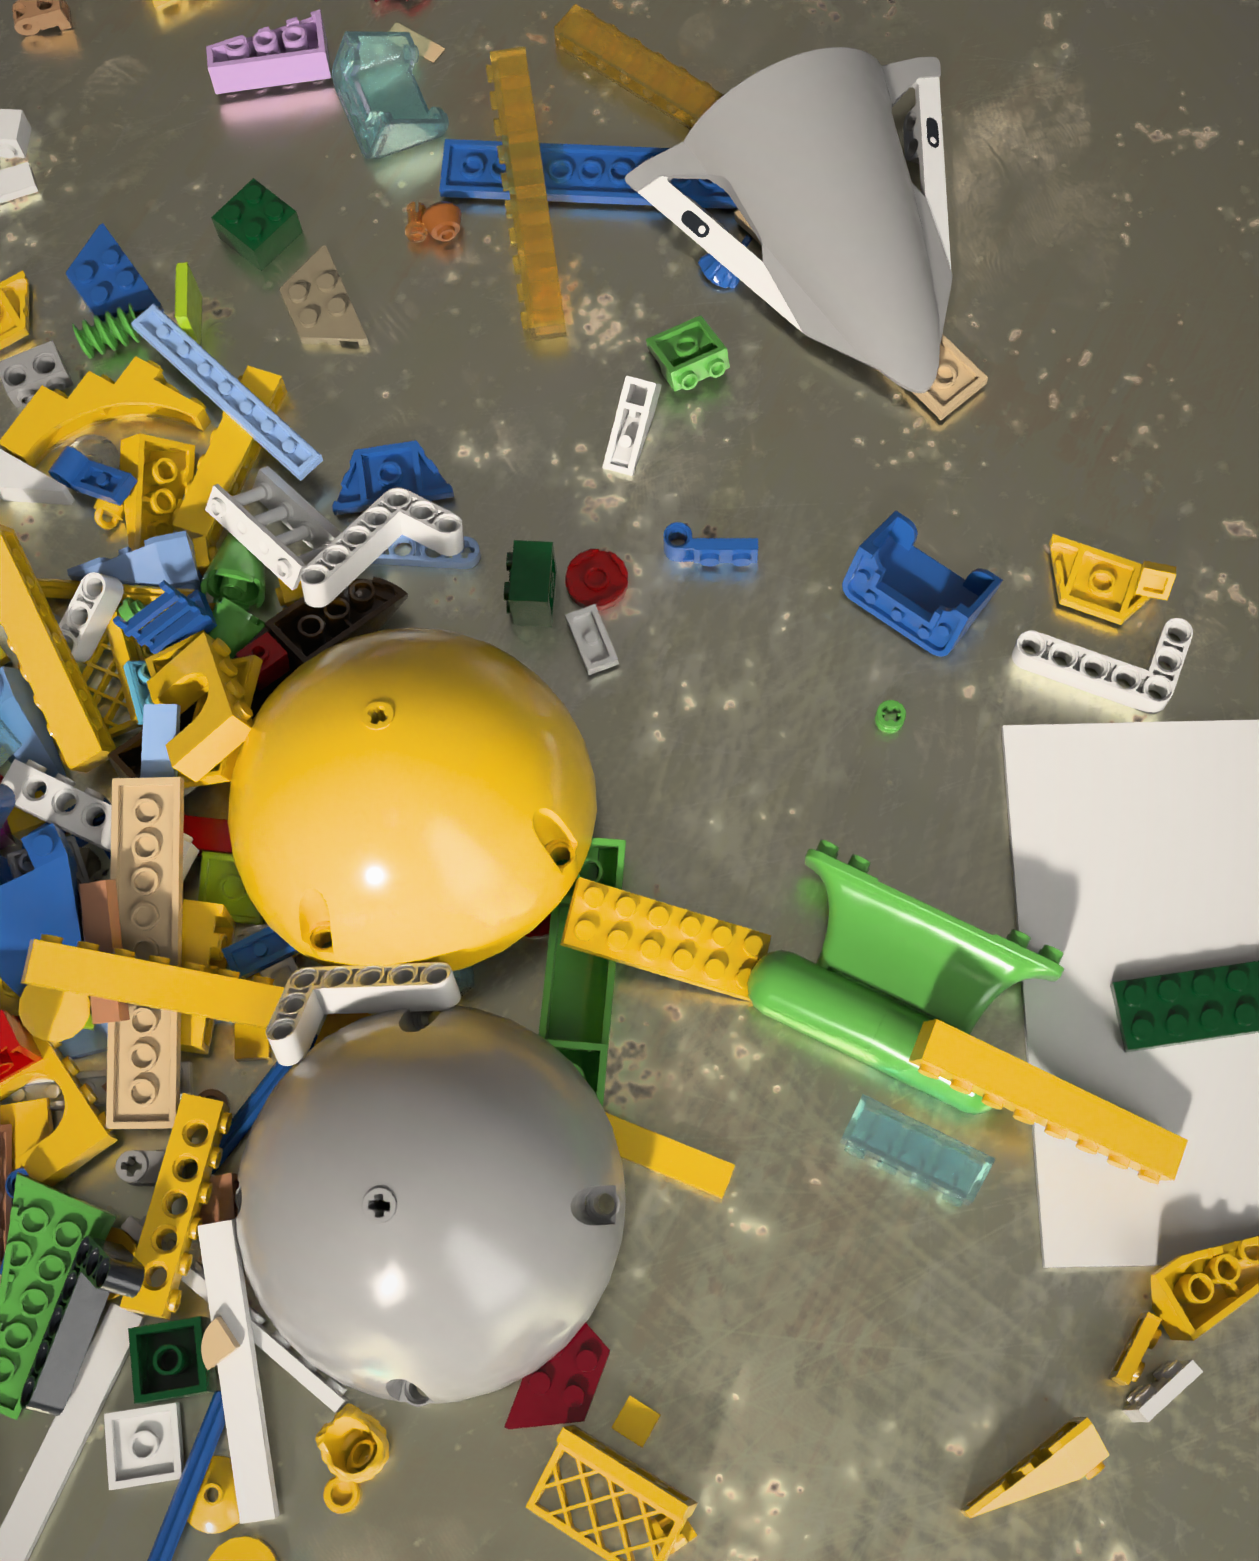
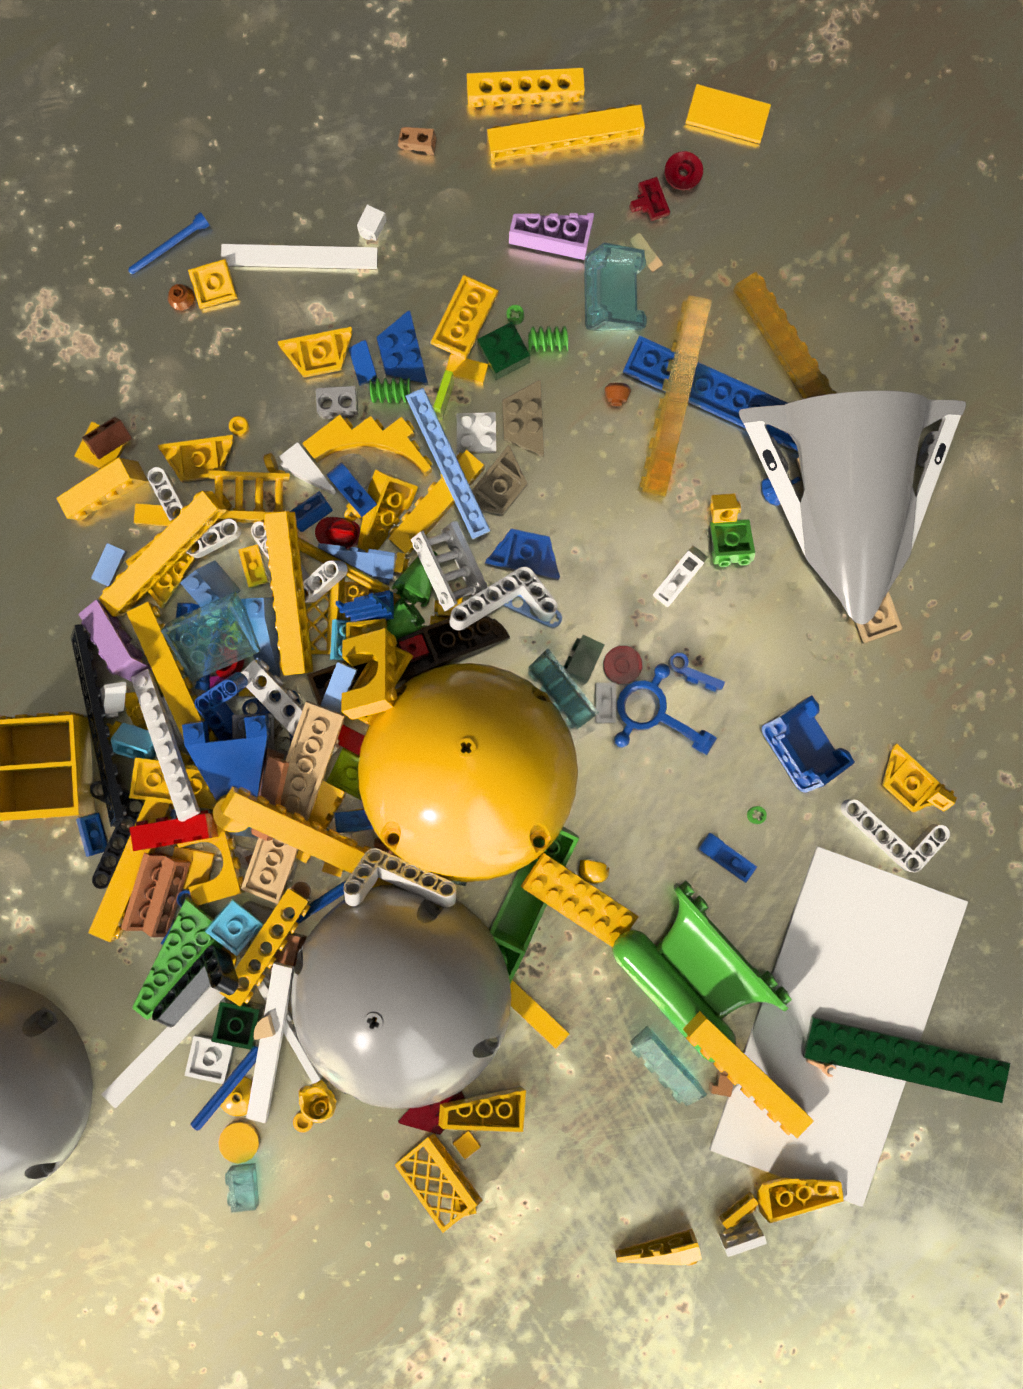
camera: 15 degrees right, 15 degrees up
(46, 537) = (311, 511): none -> blue slope
(56, 312) = (362, 363): none -> blue slope
(92, 544) = (337, 532): none -> red piece
(113, 1192) = (234, 927): none -> medium azure plate
(130, 608) = (348, 587): bright green plate -> none
(185, 204) = (464, 317): none -> yellow tile
(217, 268) = (467, 369): none -> yellow tile
(257, 343) = (476, 432): none -> white plate
(258, 170) = (516, 308): none -> bright green bush
(316, 187) = (548, 338): none -> bright green piece
(318, 398) = (500, 484): none -> dark tan wing
(415, 230) = (599, 390): clear orange pin -> none
(519, 629) = (562, 689): none -> clear light blue slope
(646, 311) = (724, 508): none -> yellow brick
(648, 1343) = (486, 1112): none -> yellow wedge
(671, 886) = (593, 871): none -> yellow hair
(758, 638) = (702, 741): none -> blue piece
(870, 793) = (727, 857): none -> blue plate
(1016, 1141) = (722, 1085): none -> medium nougat leg
(1165, 1055) = (823, 1066): none -> light nougat hand

